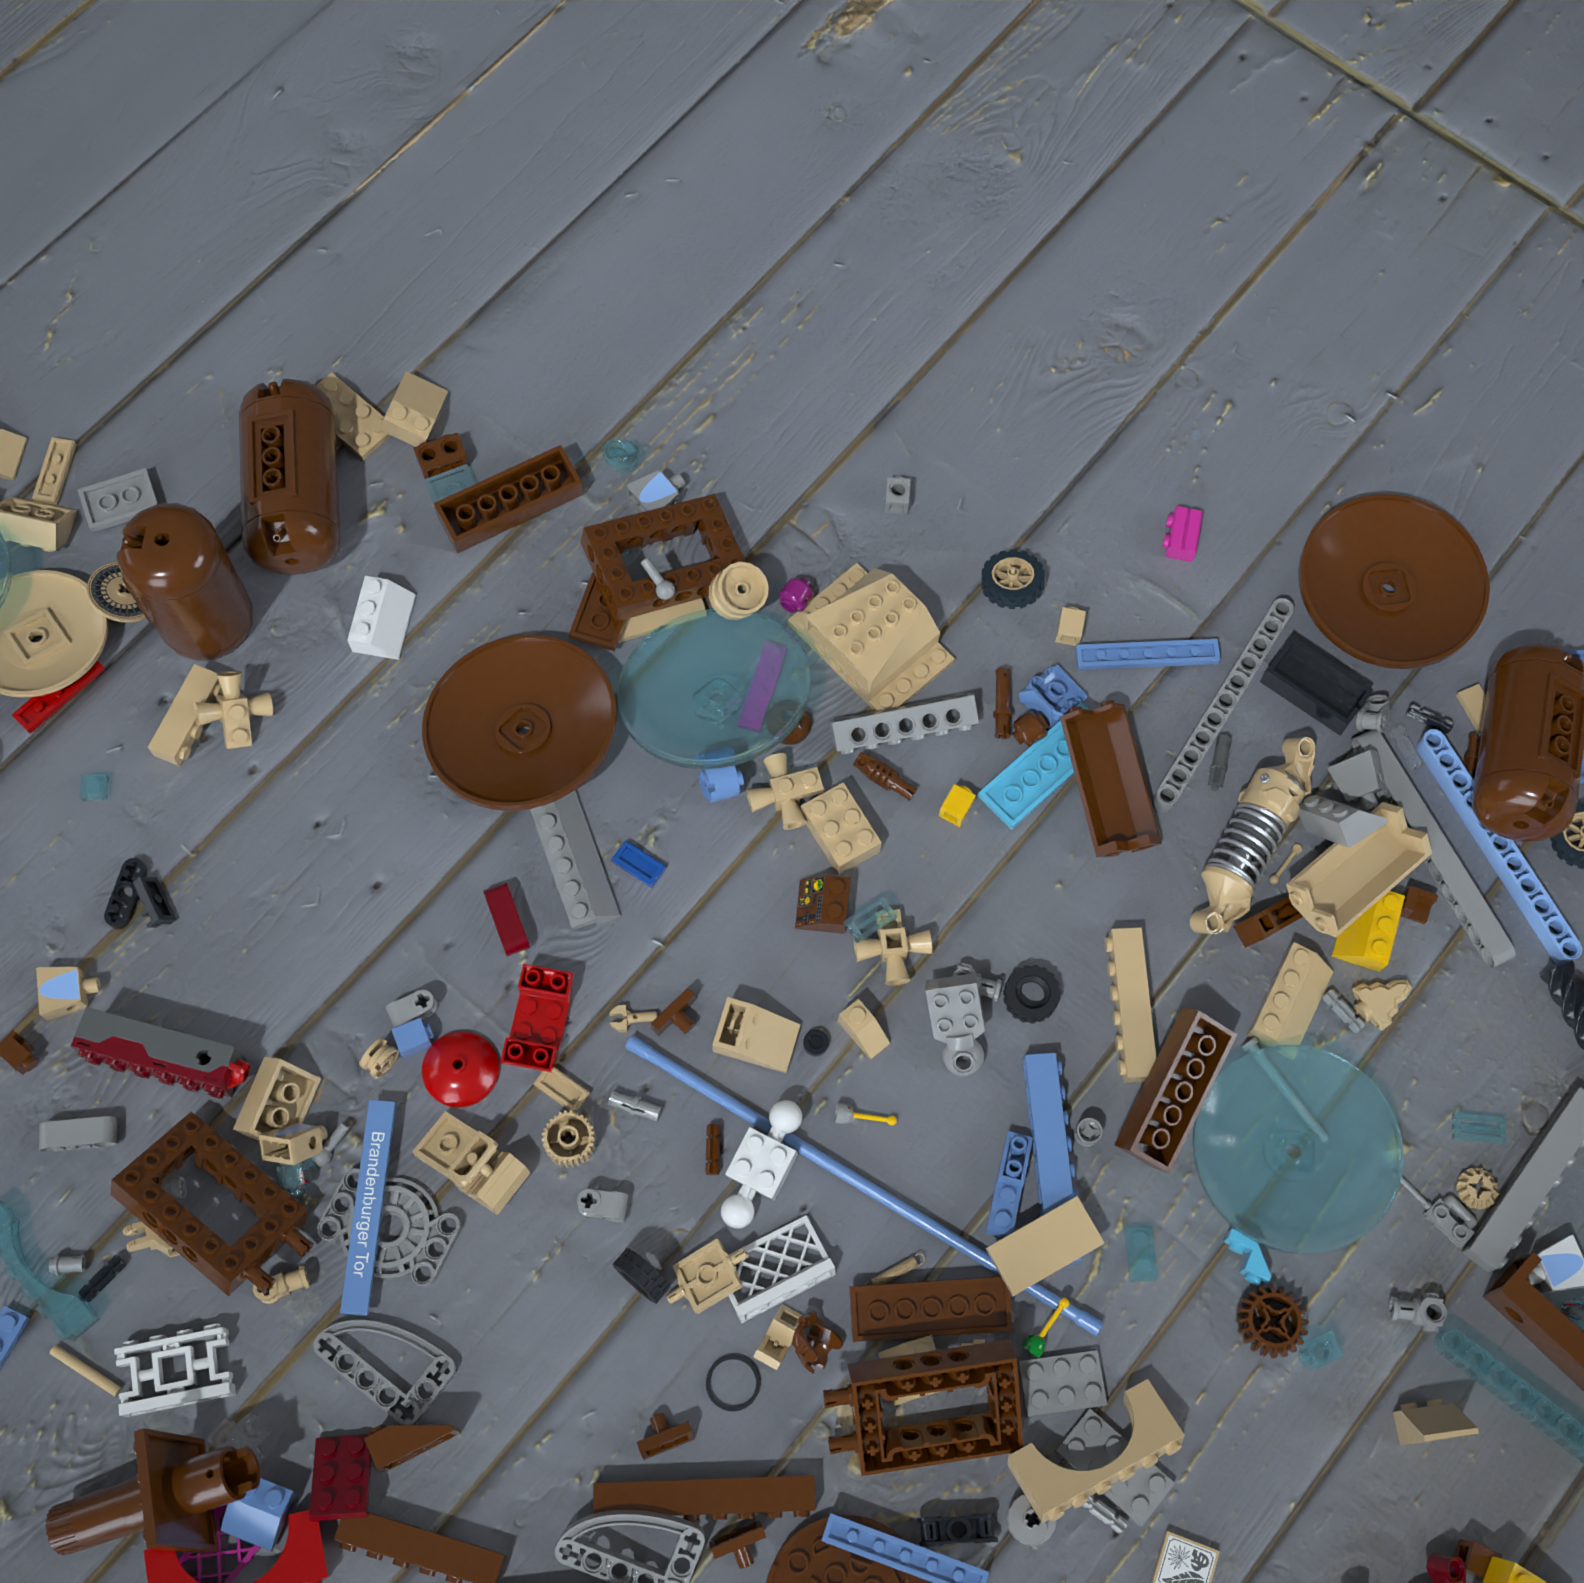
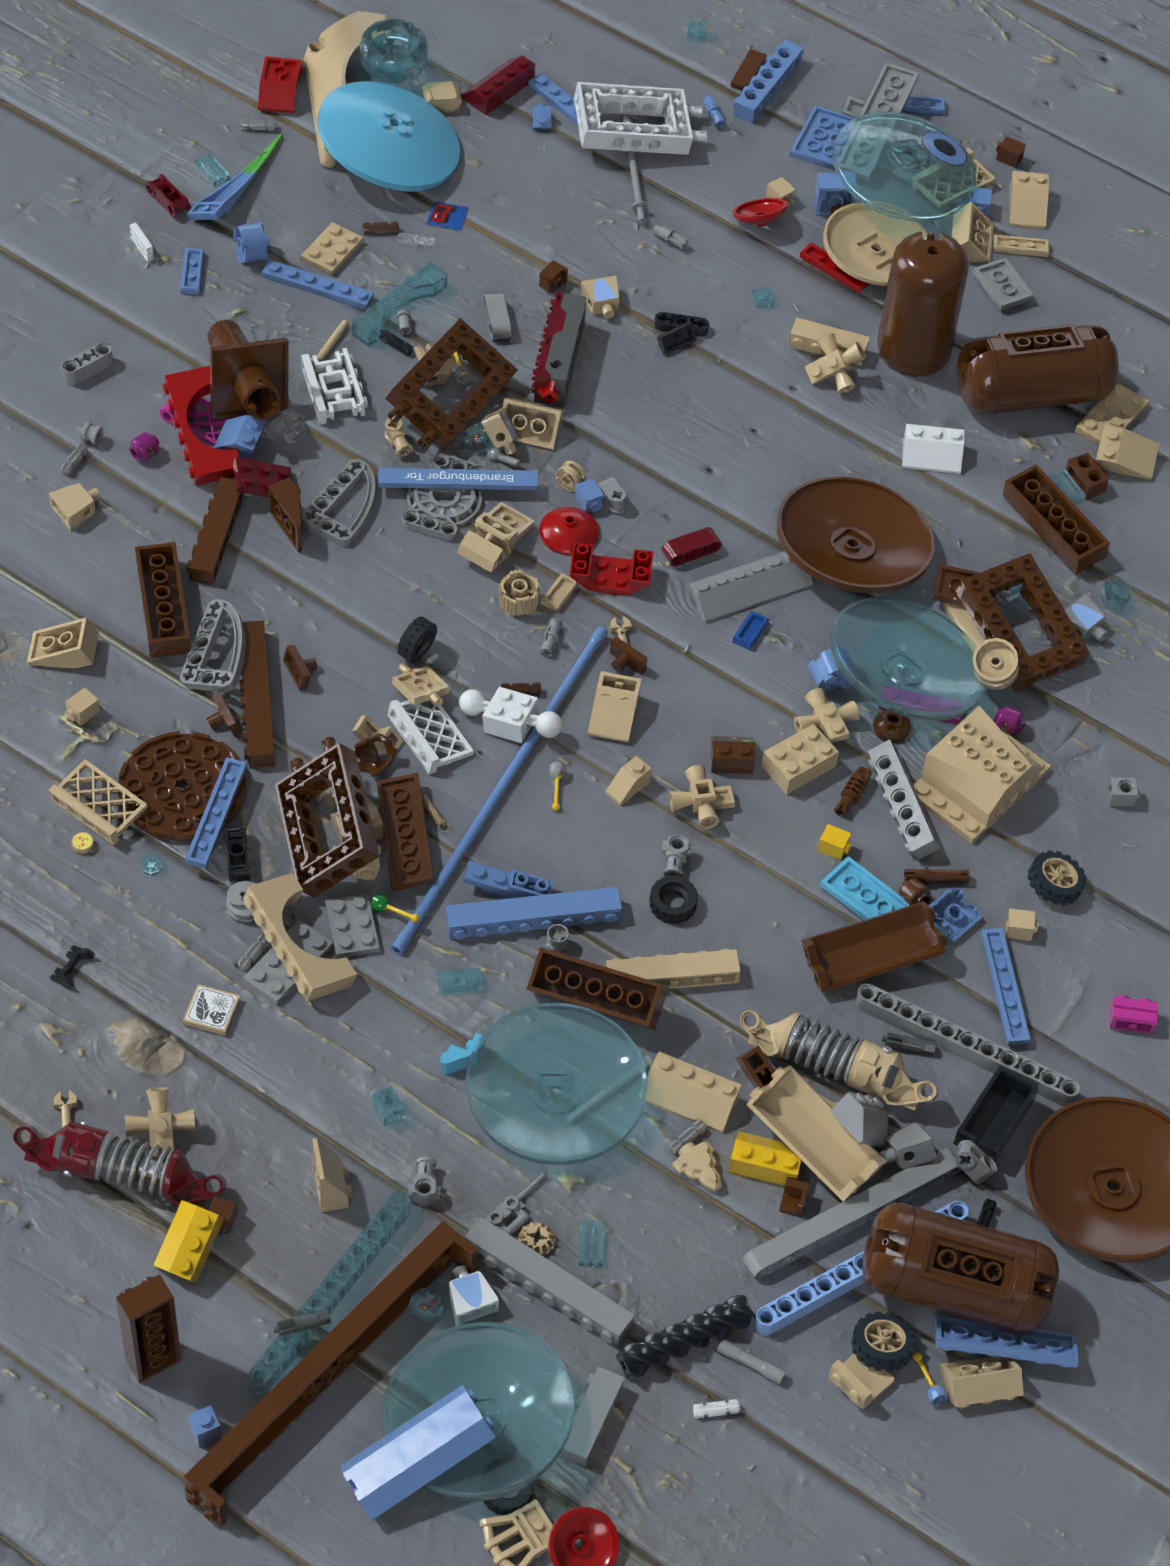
camera: 85 degrees right, 15 degrees down
(608, 1205) = (470, 621): light grey piece -> none
(664, 588) = (986, 612): light grey bar -> none
(731, 1357) = (341, 696): black piece -> none
(815, 1042) = (615, 753): black tile -> none
(854, 930) = (725, 793): clear light blue tile -> none
(957, 1020) = (644, 836): light grey brick -> none
(1045, 1246) = (458, 898): tan tile -> none
(1265, 1313) = (411, 1063): reddish brown gear -> none

